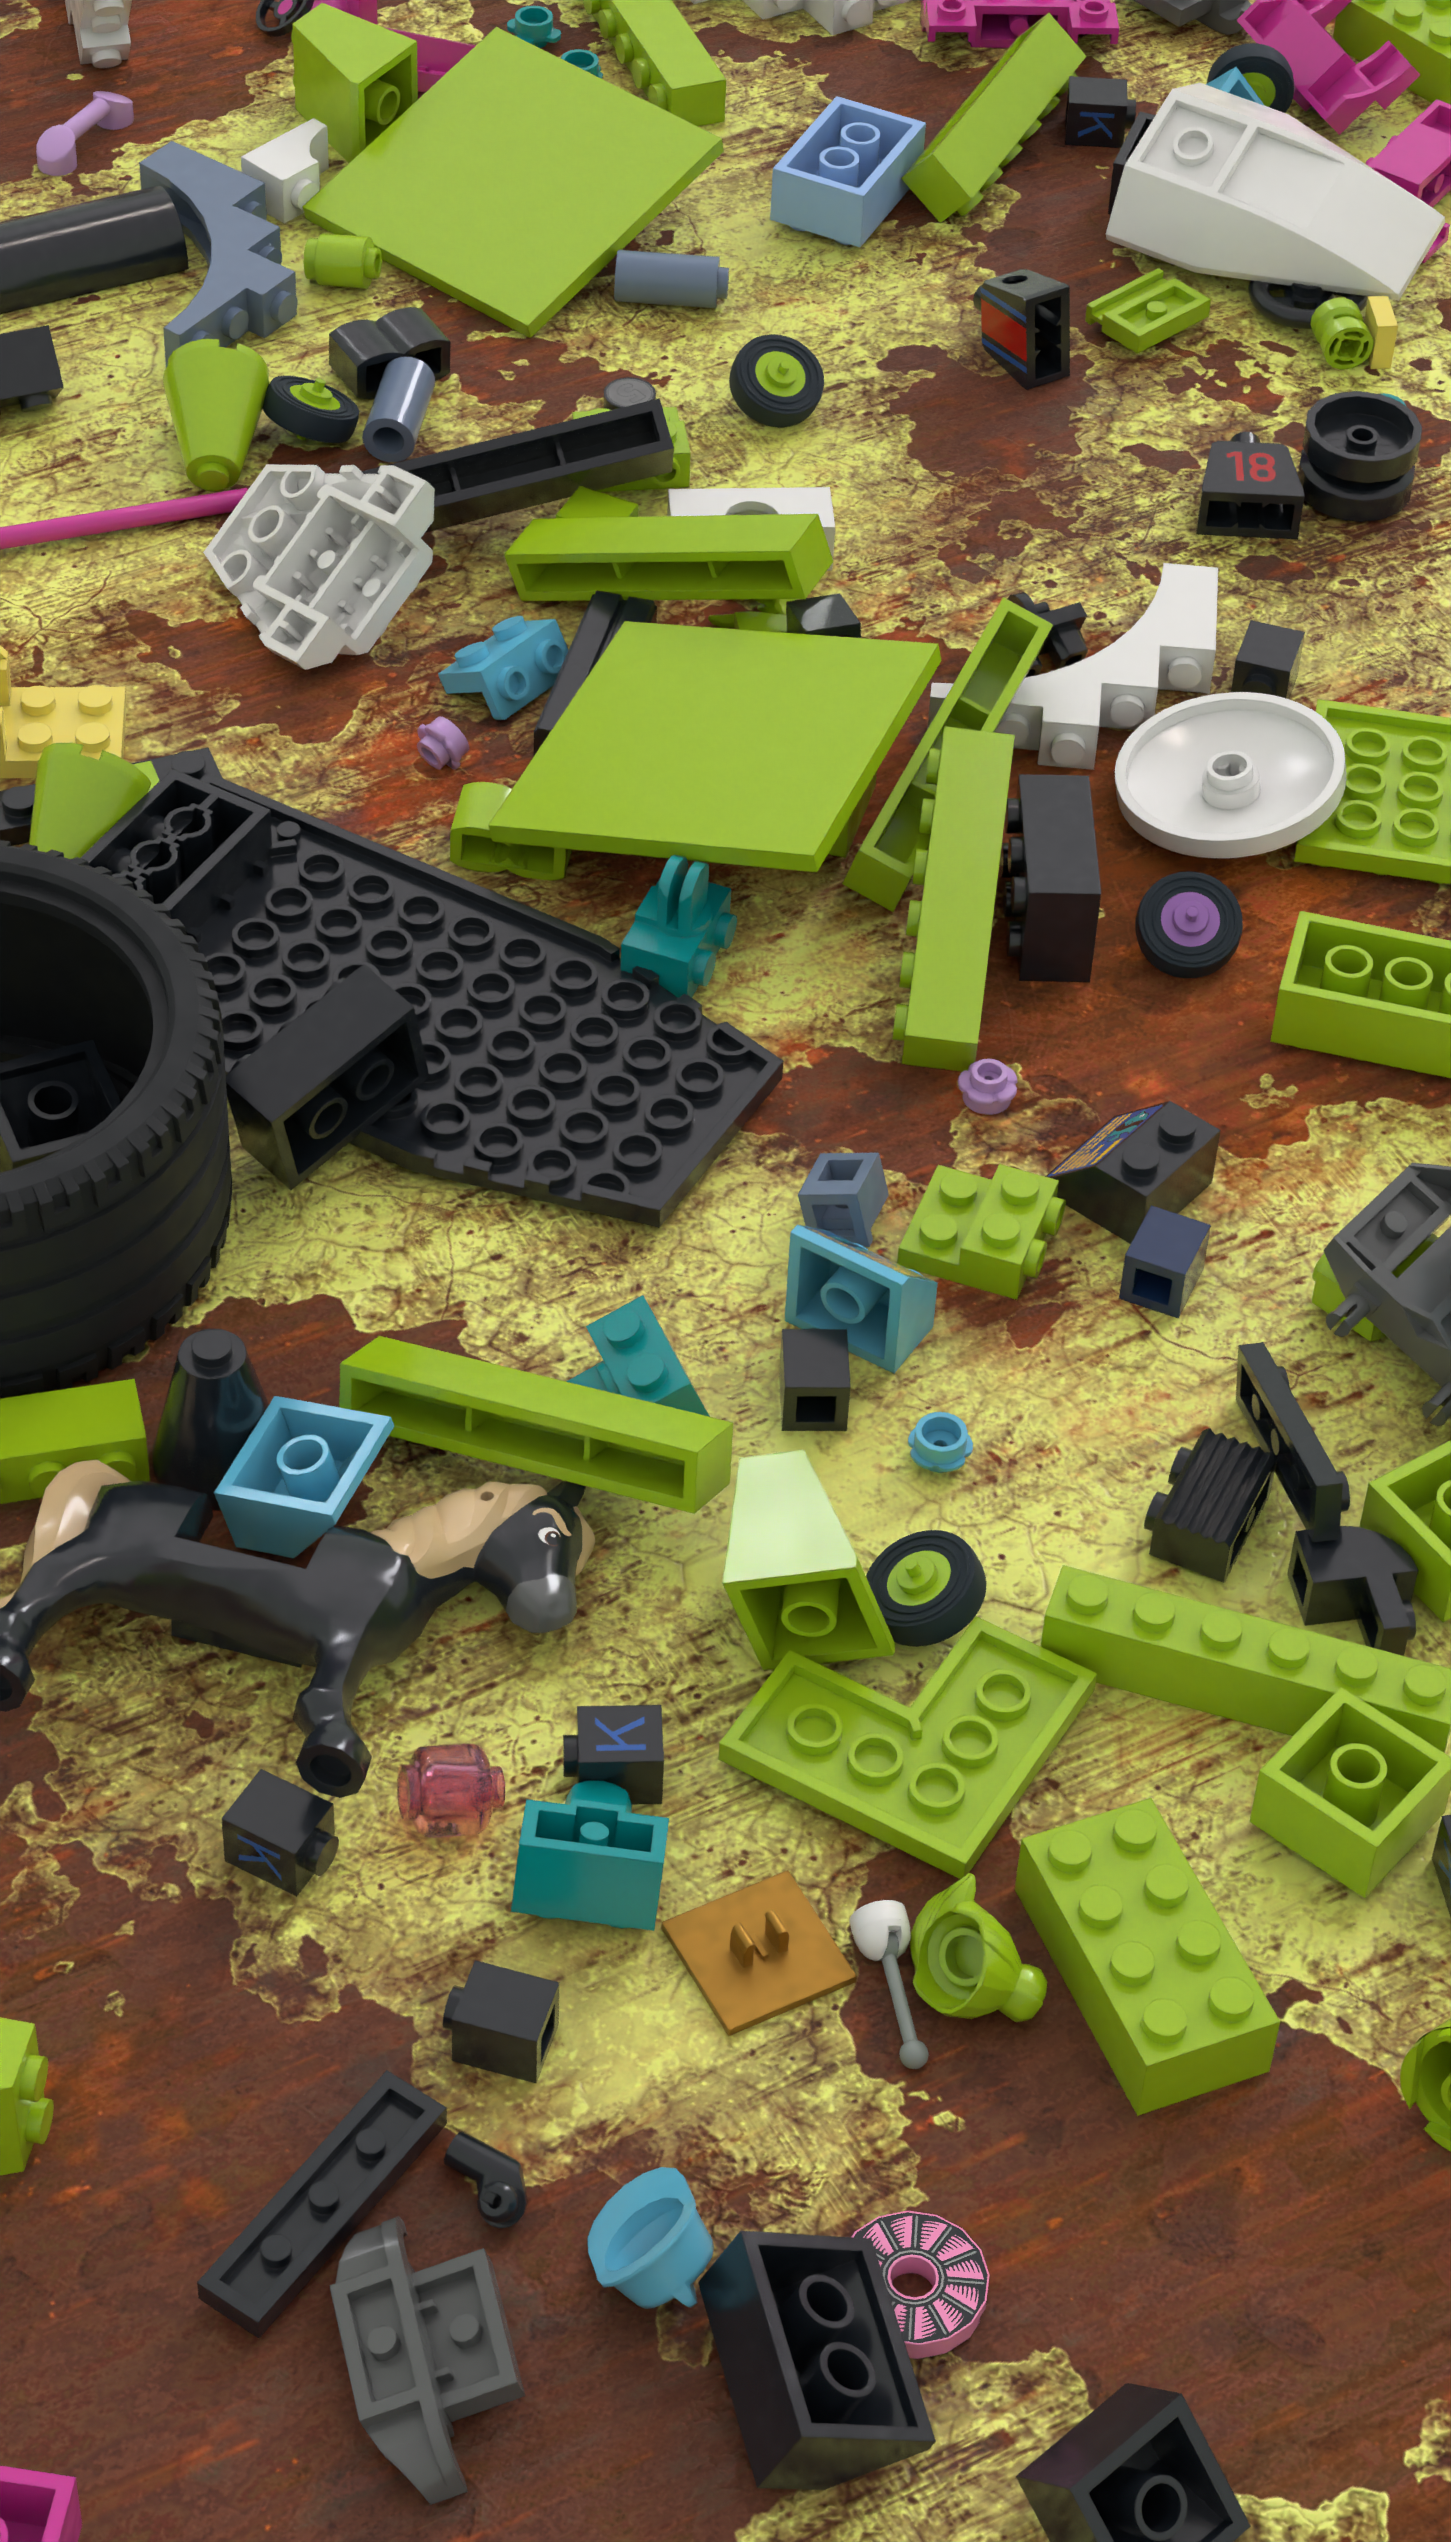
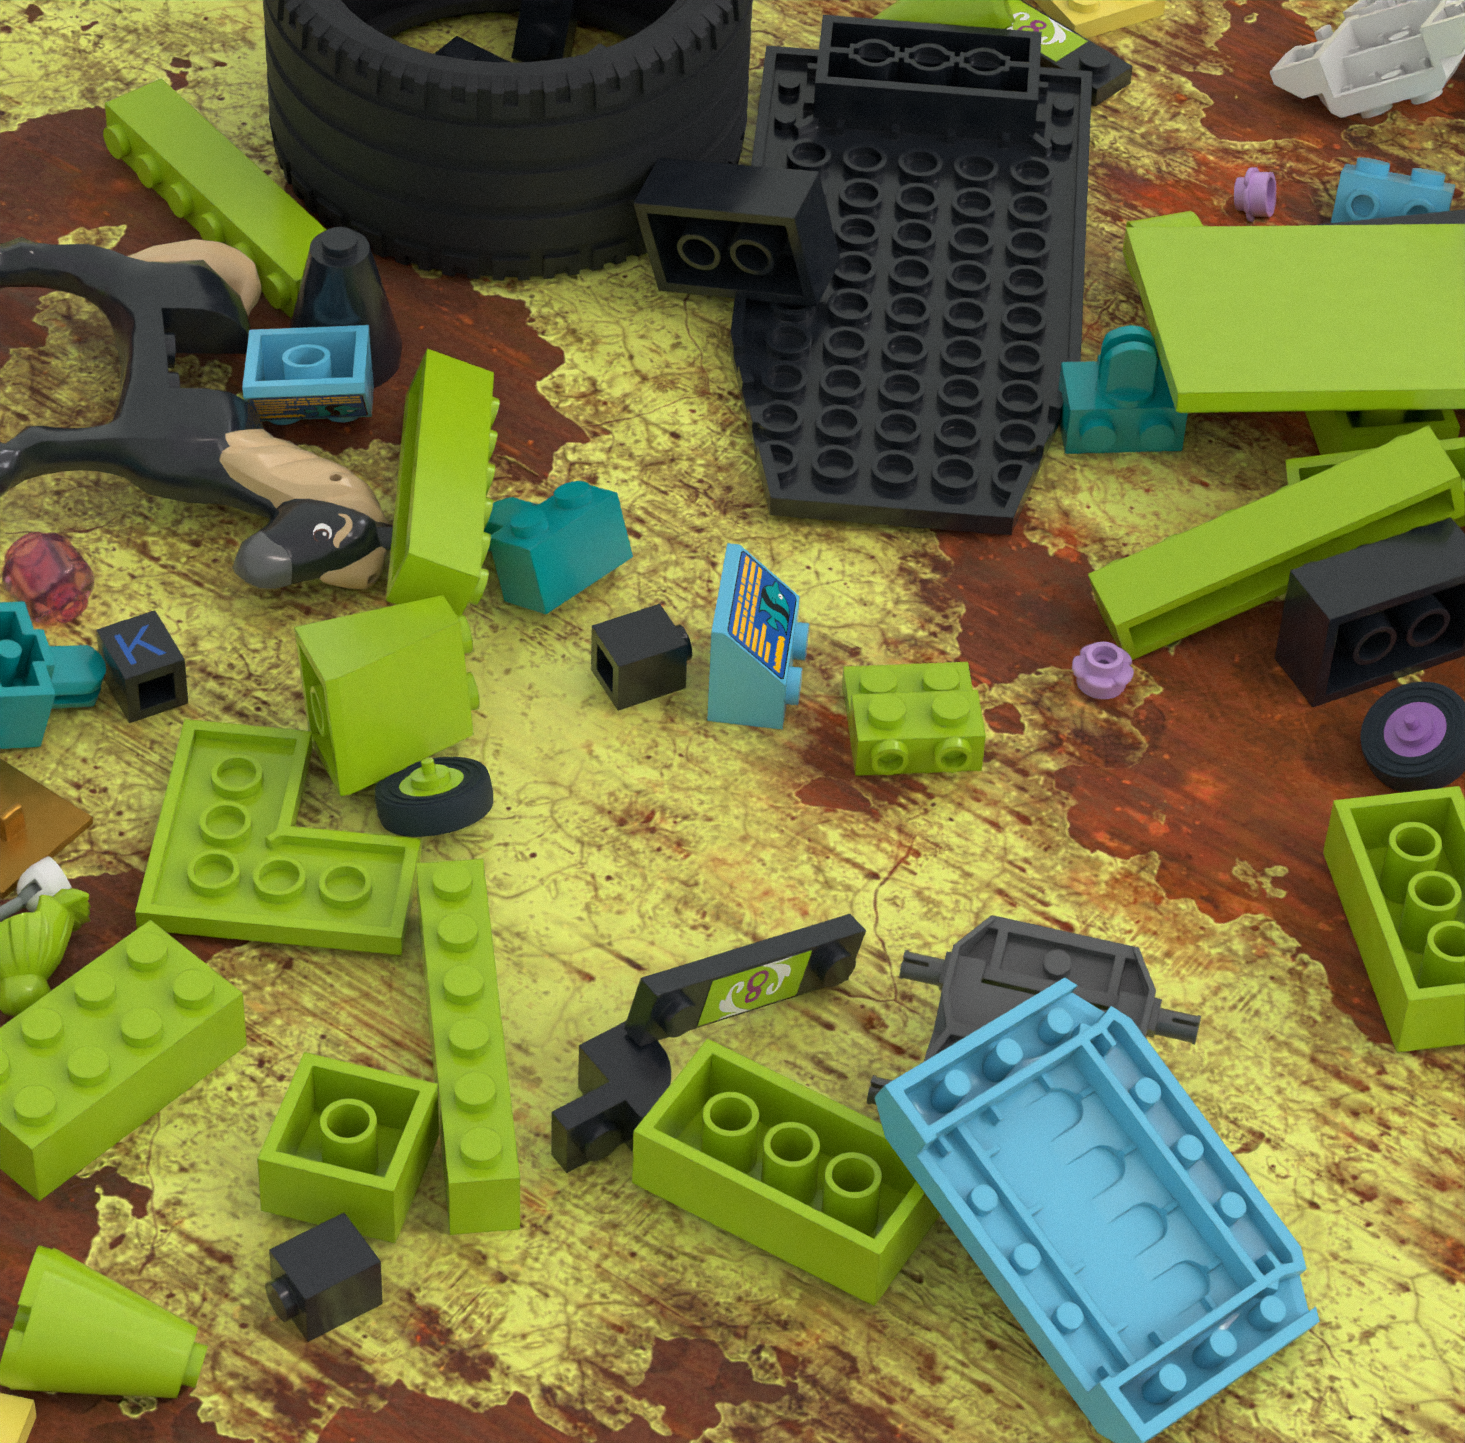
camera: 65 degrees right, 0 degrees up
(844, 1195) = (872, 607): sand blue brick -> none
(940, 1442) = (625, 764): medium azure plate -> none
(1139, 1161) = (1054, 804): slope -> none
(1164, 1261) = (951, 847): dark blue brick -> none
(1211, 1504) = (635, 947): black brick -> none

